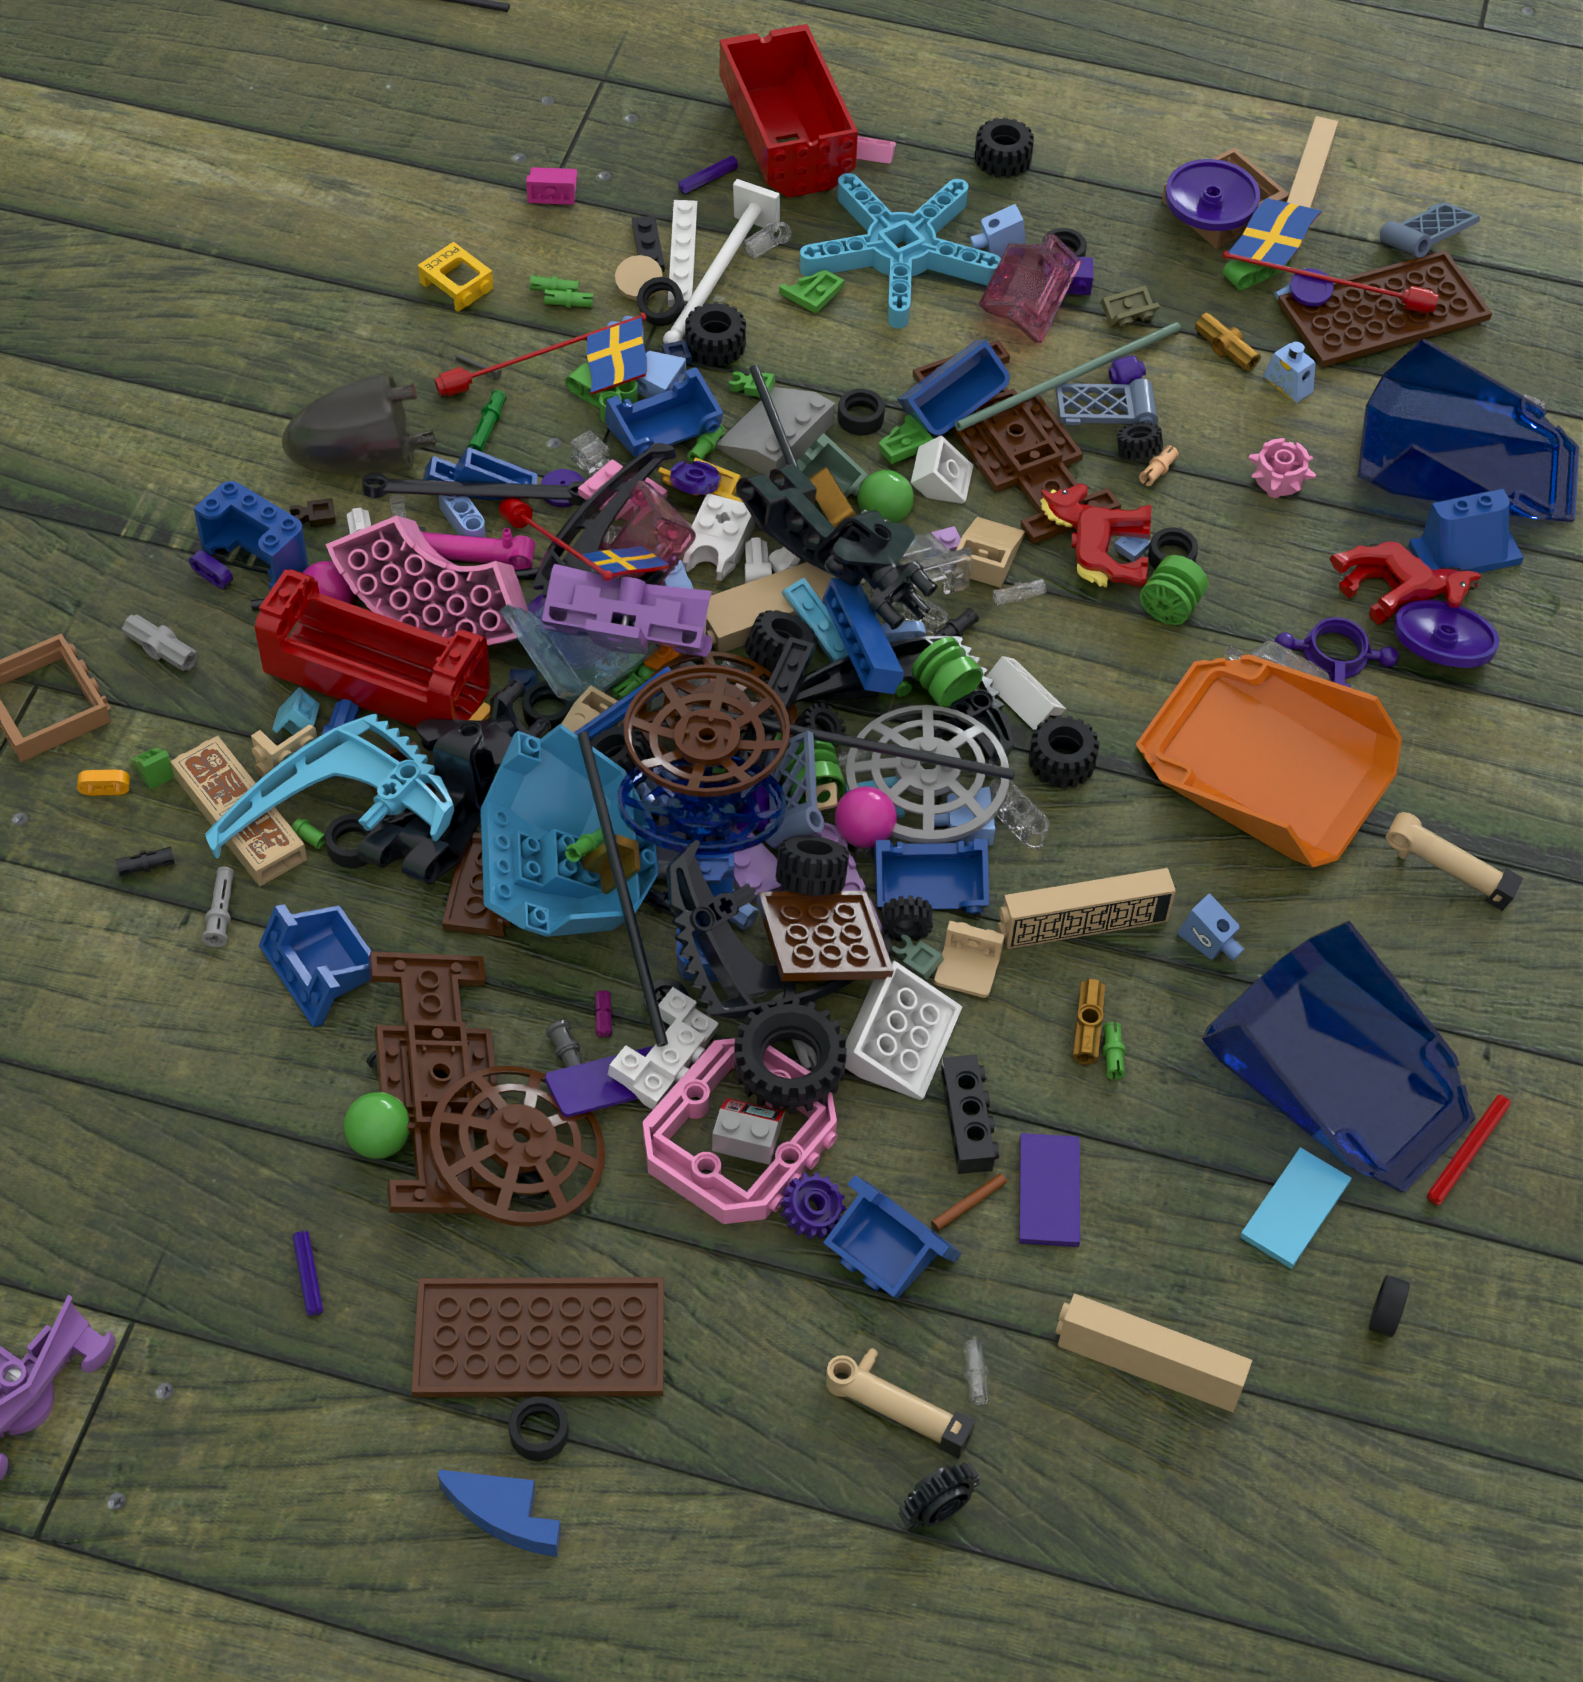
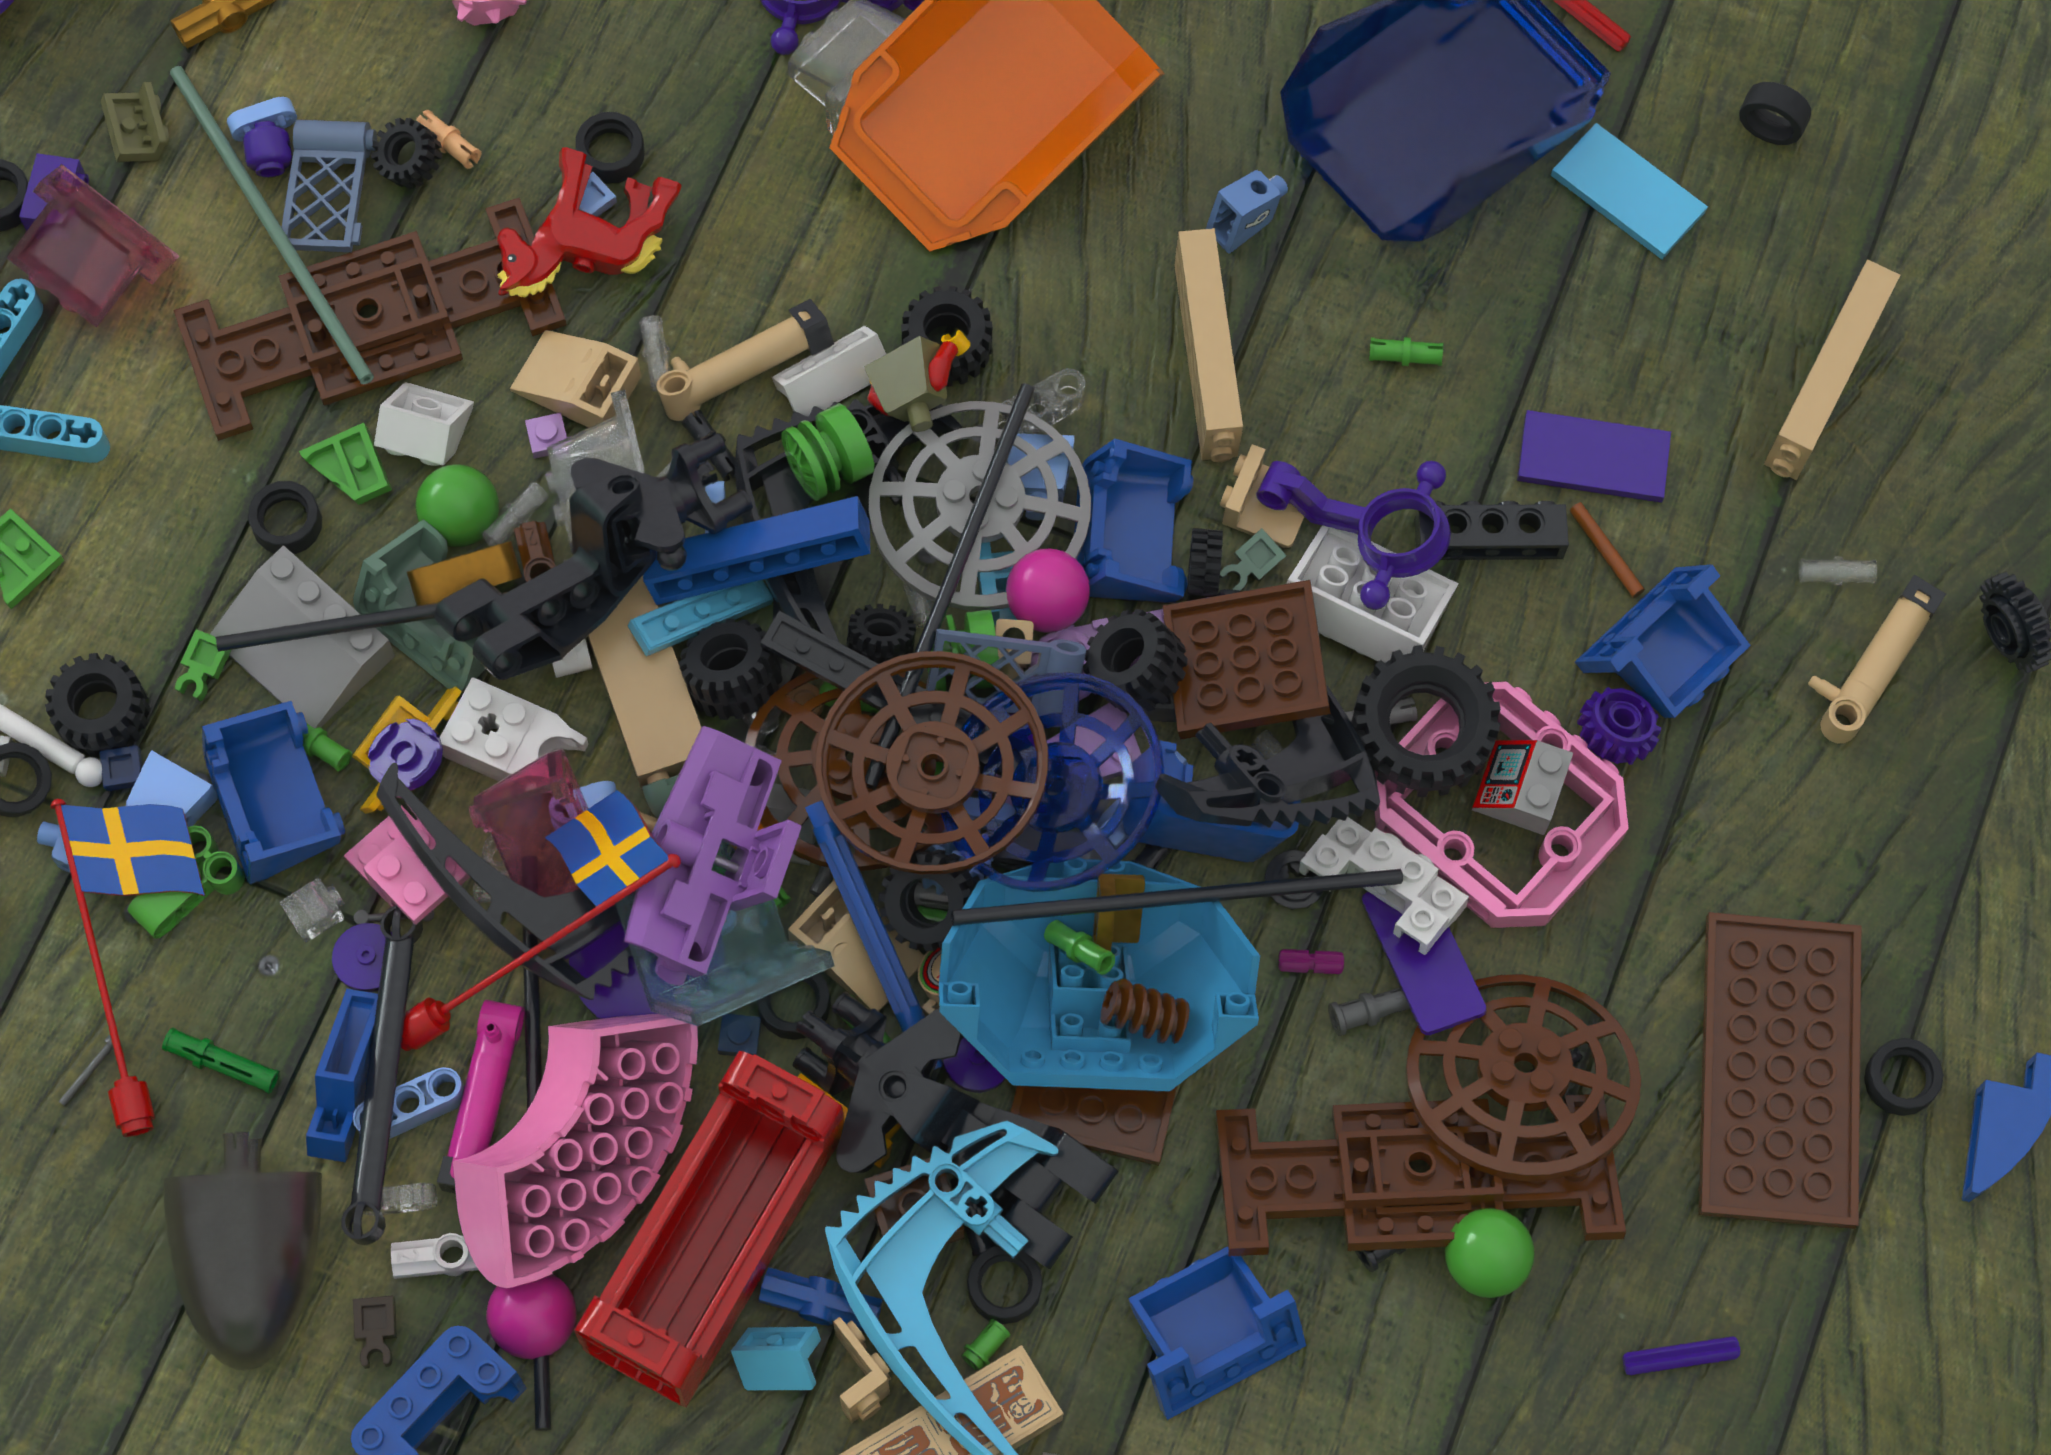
camera: 85 degrees left, 15 degrees up
(538, 877) = (1145, 1008): none -> reddish brown piece
(756, 560) = (574, 693): white piece -> none
(956, 388) = (282, 375): blue windscreen -> none
(975, 961) = (1286, 485): none -> dark purple piece
(1014, 716) = (914, 378): none -> olive torso
(1051, 669) = (687, 388): none -> tan piece
(1088, 1034) = (1343, 368): pearl gold piece -> none
(1154, 371) = (278, 110): none -> light blue beam
(1174, 590) = (694, 153): bright green wheel -> none

